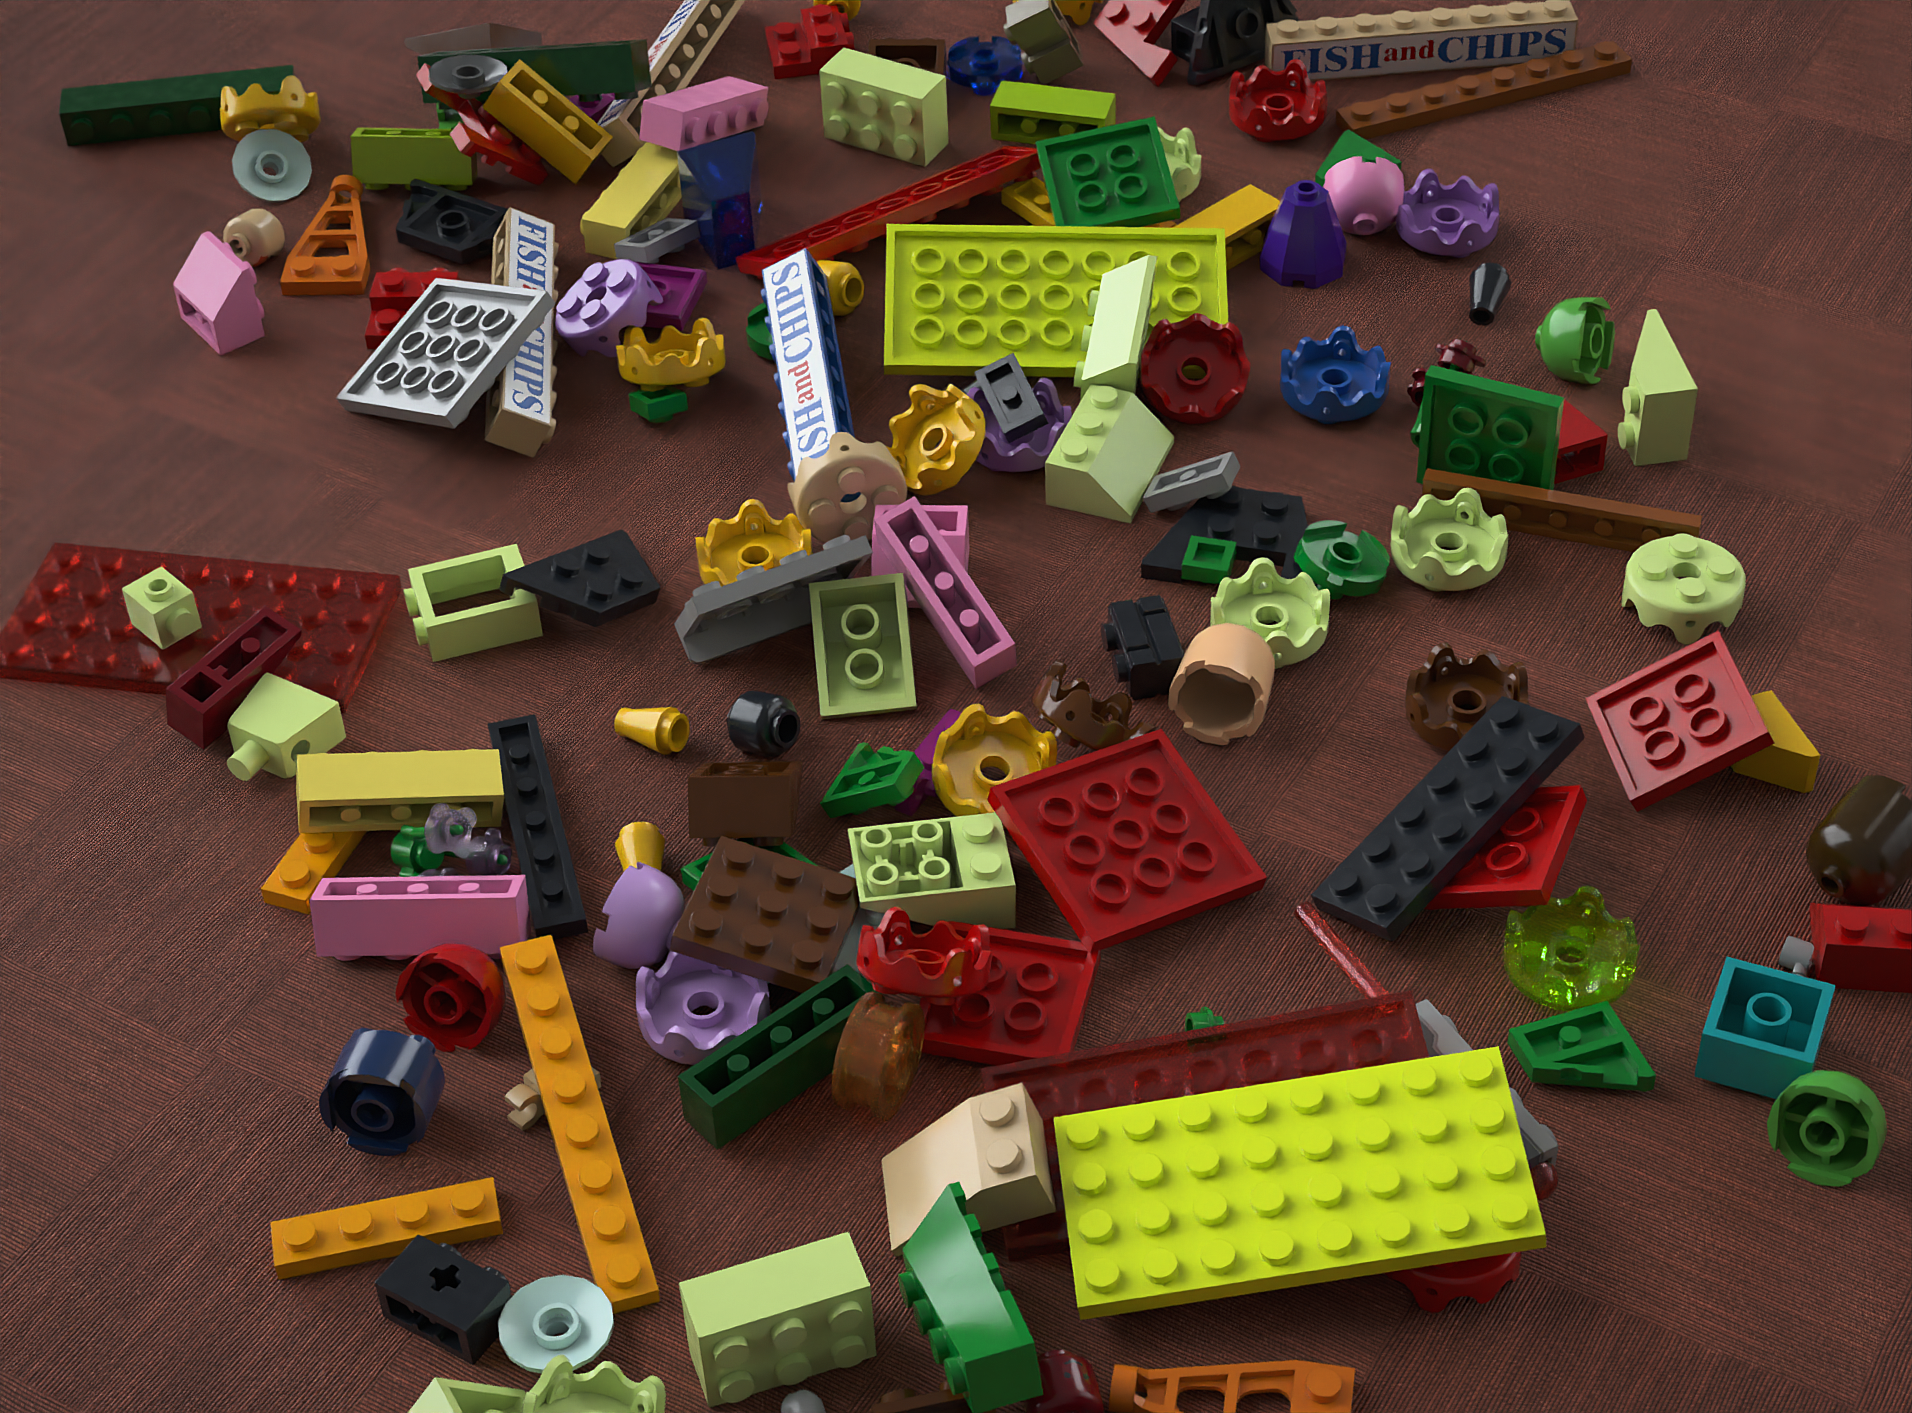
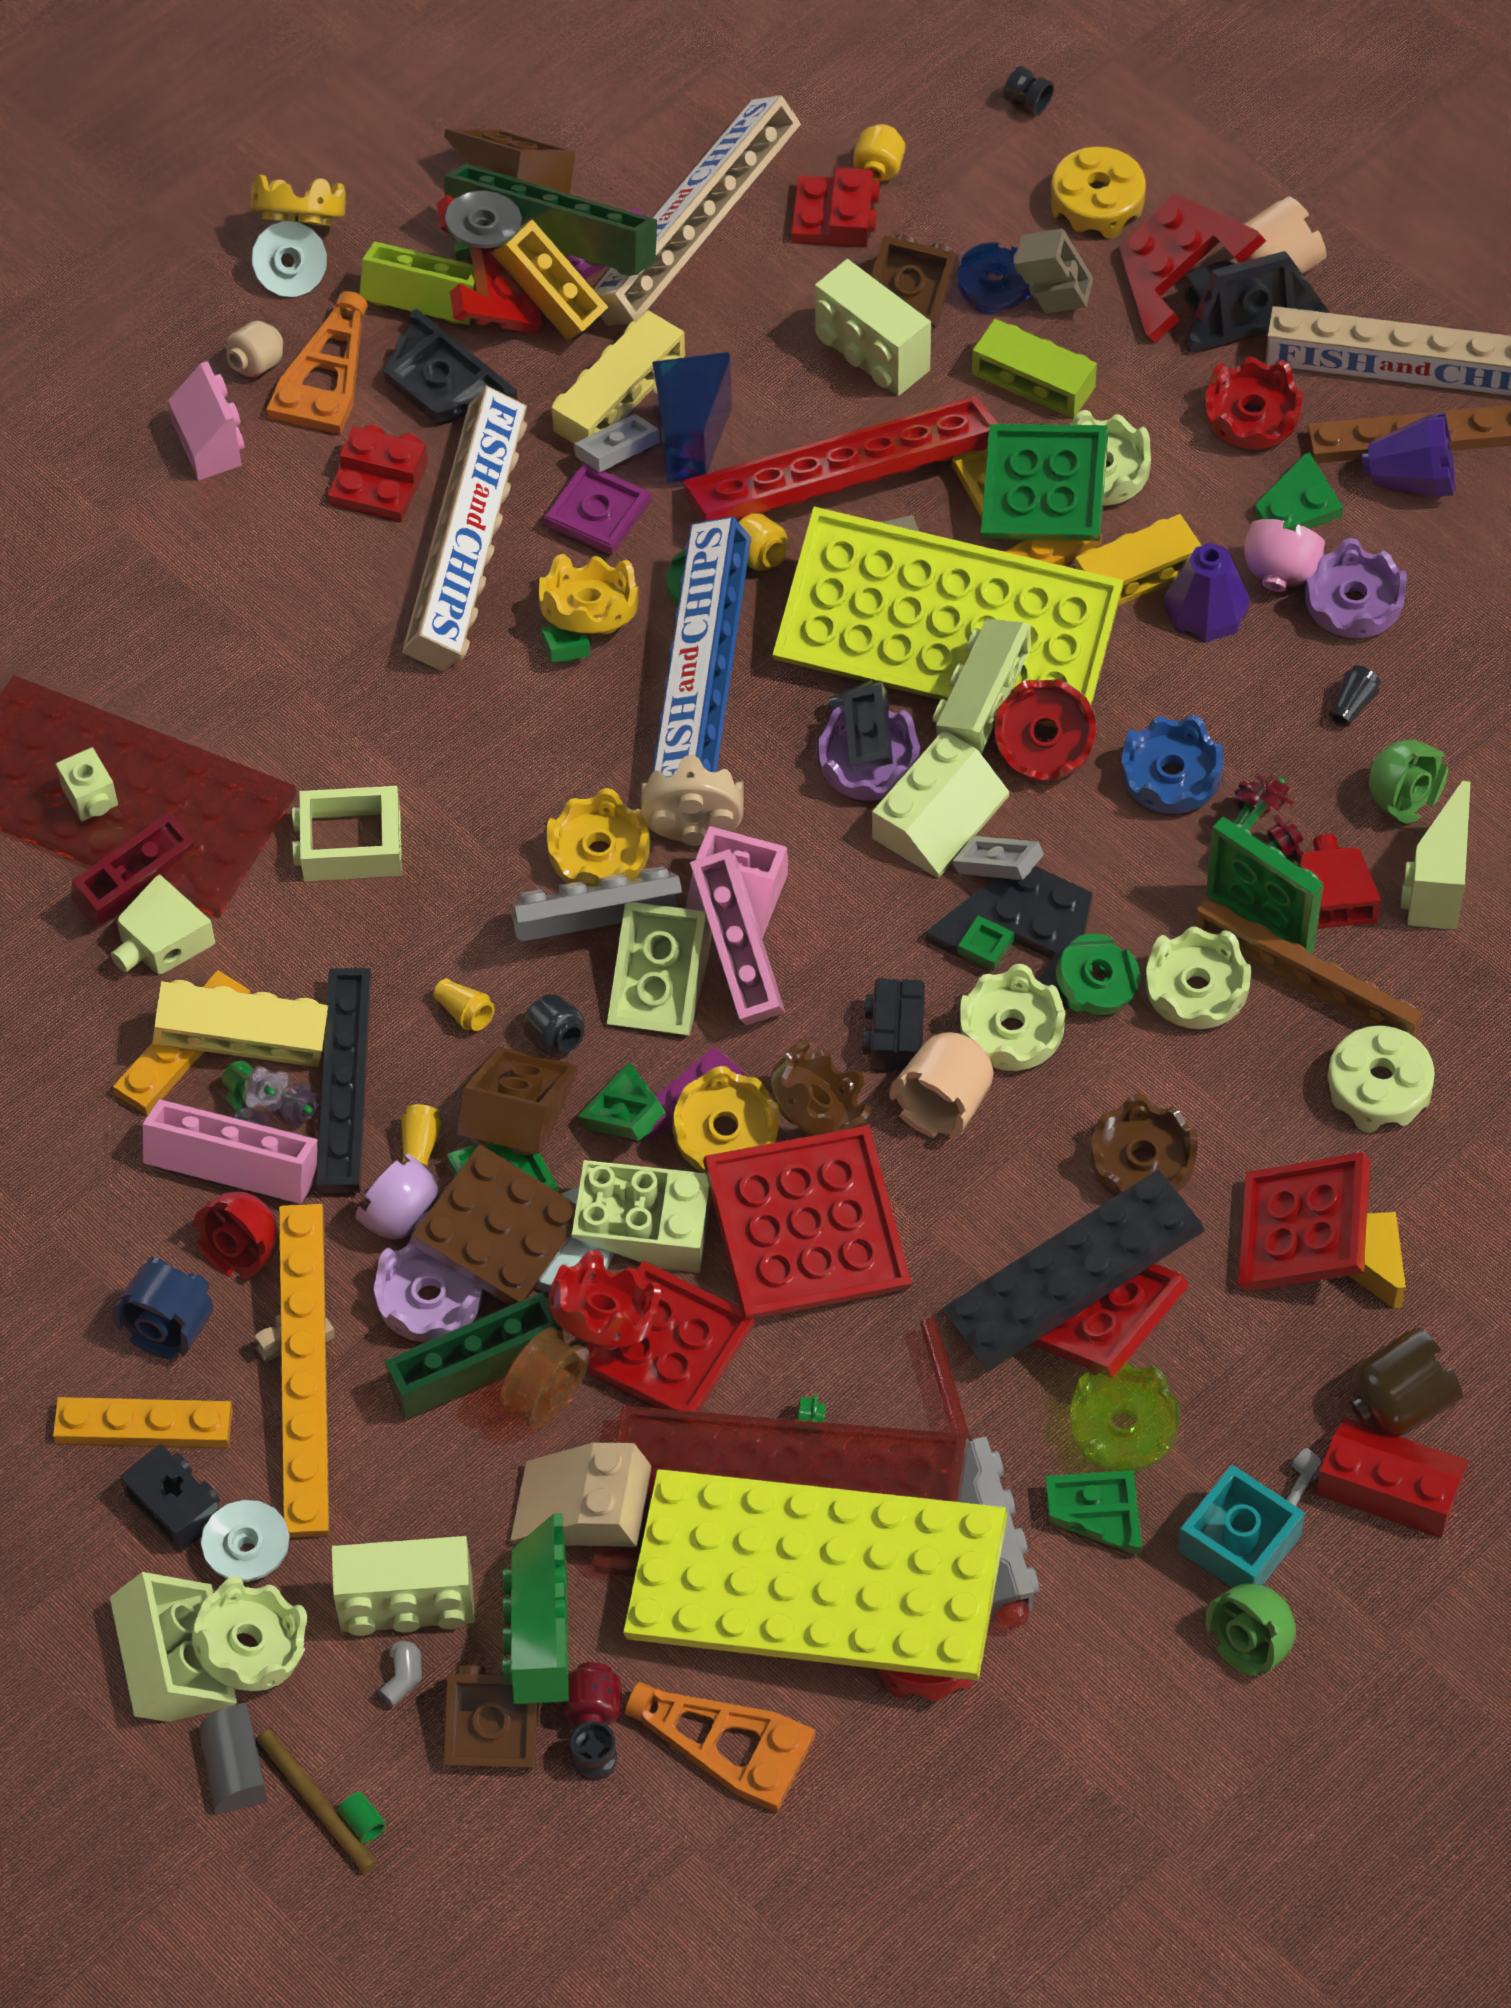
camera: 15 degrees right, 15 degrees up
(156, 105) = (219, 152): dark green brick -> none
(446, 352) = (388, 550): light grey plate -> none
(589, 581) = (451, 837): black wing -> none
(603, 304) = (555, 537): medium lavender plate -> none
(703, 113) = (700, 298): bright pink brick -> none
(932, 418) = (778, 739): yellow plate -> none
(1455, 108) = (1414, 458): none -> dark purple cone

